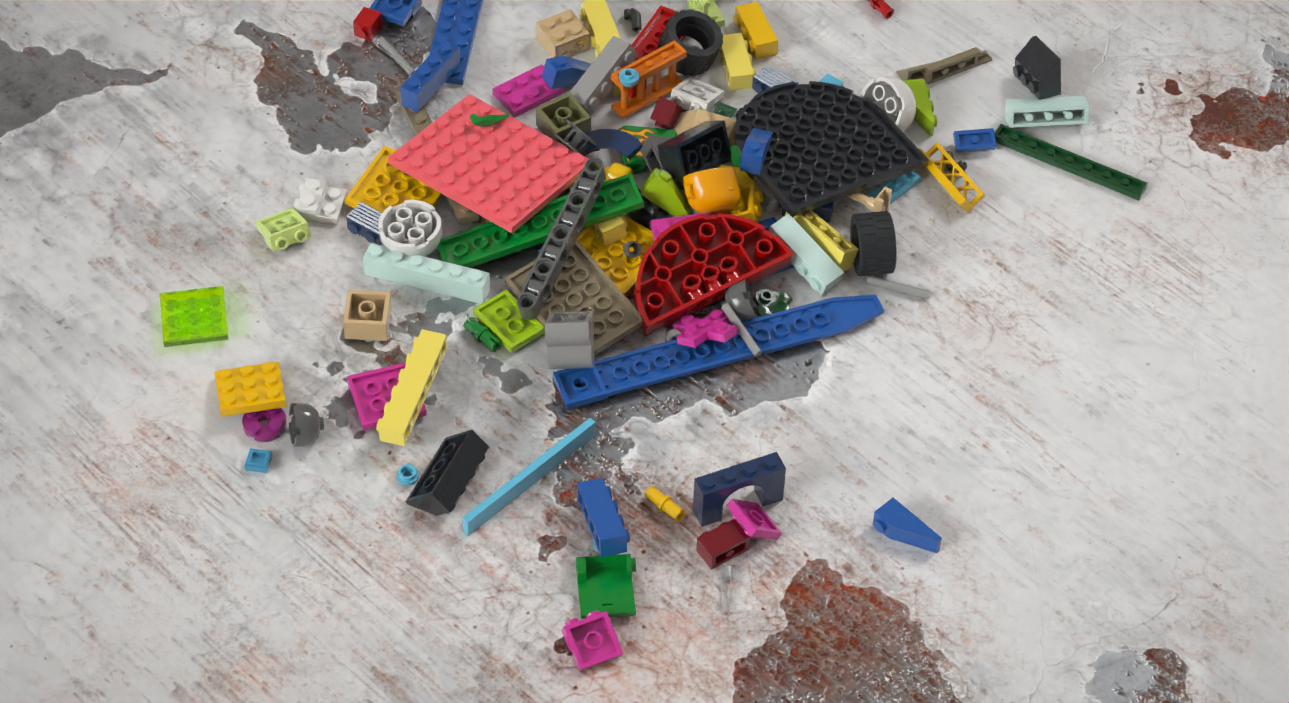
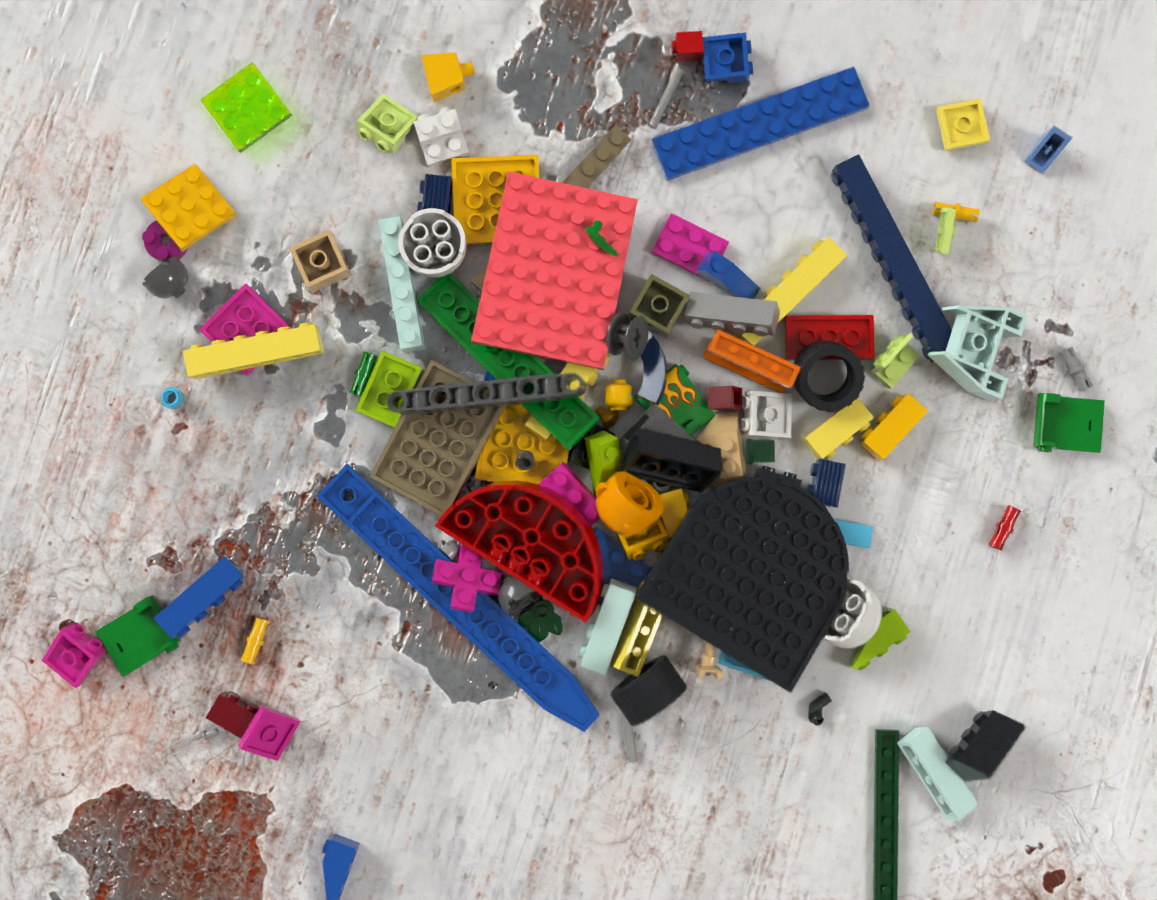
camera: 65 degrees right, 35 degrees up
(258, 460) = (123, 260): dark azure tile -> none
(270, 176) = (445, 74): none -> yellow torso
(430, 76) = (639, 149): blue brick -> none
(448, 473) = (186, 433): black slope -> none
(528, 476) = (221, 505): medium azure tile -> none
(563, 35) = (776, 242): tan brick -> none
(570, 339) = (376, 463): light grey brick -> none
(629, 77) = (718, 357): medium azure plate -> none
(635, 17) = (849, 292): pearl dark grey arm -> none
(712, 489) = (265, 691): dark blue arch -> none
(735, 157) = (691, 500): green tile -> none
(741, 329) = (483, 609): light grey bar -> none
(755, 151) = (699, 523): blue slope -> none
(947, 67) = (951, 636): dark tan wedge -> none
(949, 184) = (786, 714): yellow fence -> none
(974, 140) = (859, 716): blue plate -> none

